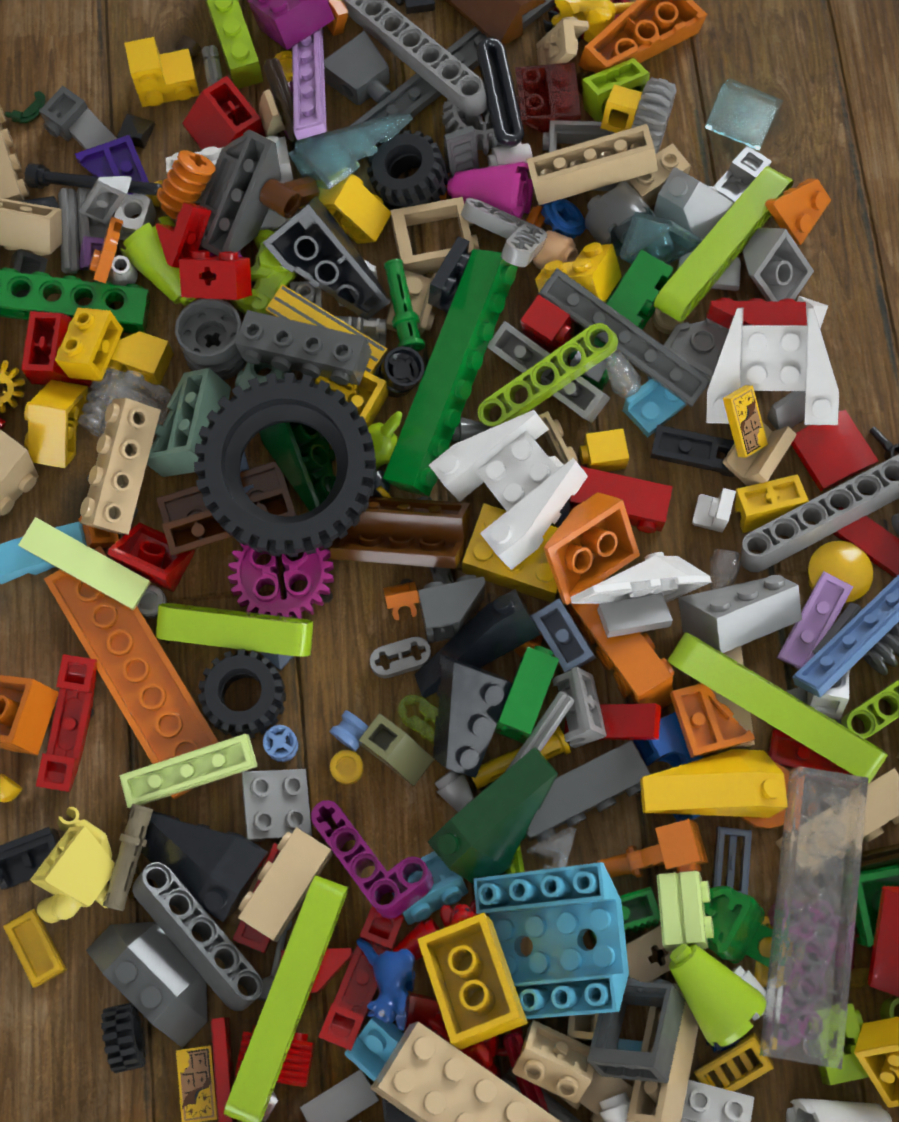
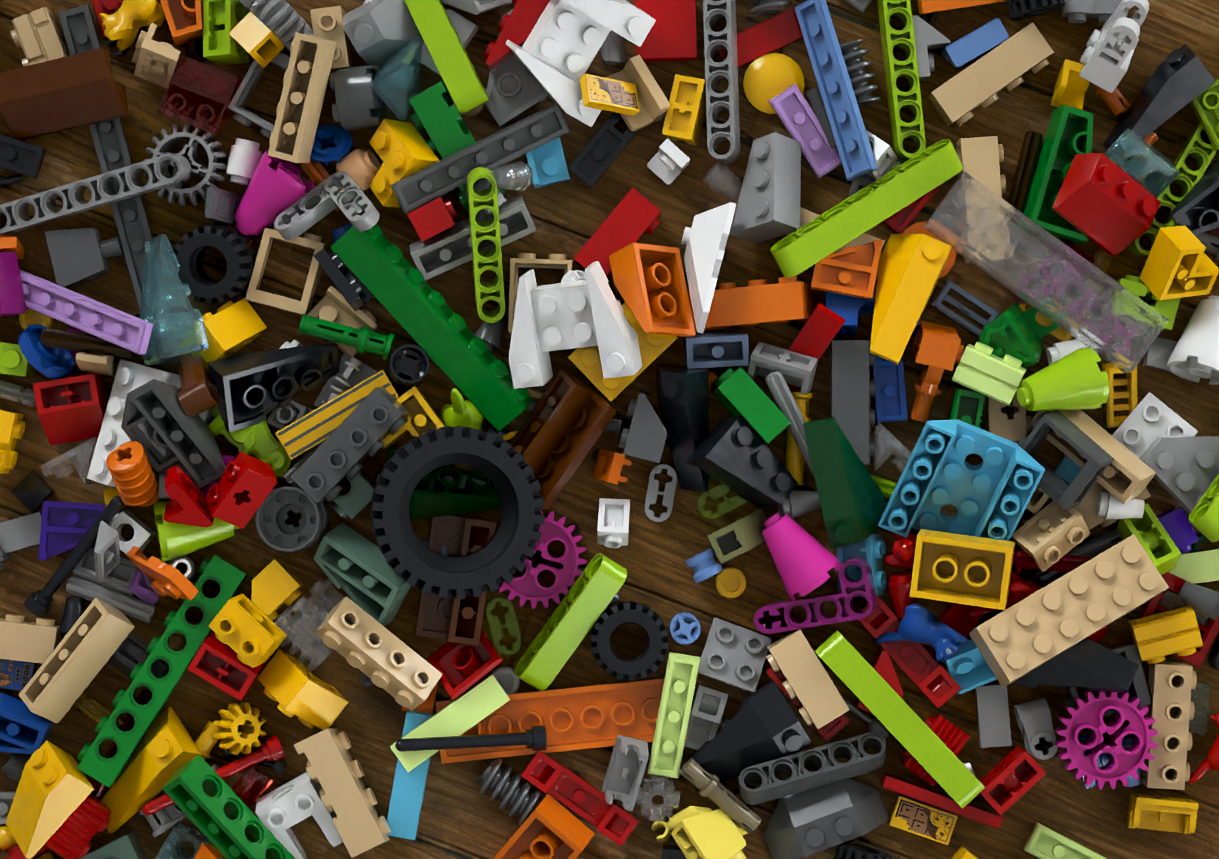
camera: 60 degrees left, 15 degrees up
(44, 650) = (508, 790): none -> flat silver piece
(104, 647) = (532, 738): none -> black piece
(109, 802) = (657, 786): none -> clear brick
(112, 753) = (625, 771): none -> light grey hinge
(172, 140) = (79, 457): none -> clear slope
(198, 570) = (511, 624): none -> clear neon green beam
(202, 806) = (705, 716): none -> light grey slope
(252, 75) = (48, 361): none -> blue tile
(349, 626) = (613, 522): none -> white bracket
(404, 812) = (797, 555): none -> dark pink cone
(500, 92) = (179, 140): black piece -> none
(605, 450) = (567, 226): yellow brick -> none
(614, 826) = (889, 391): none -> blue hinge
(634, 615) = (733, 283): light grey tile -> none
(796, 1086) = (1159, 353): none -> light grey slope

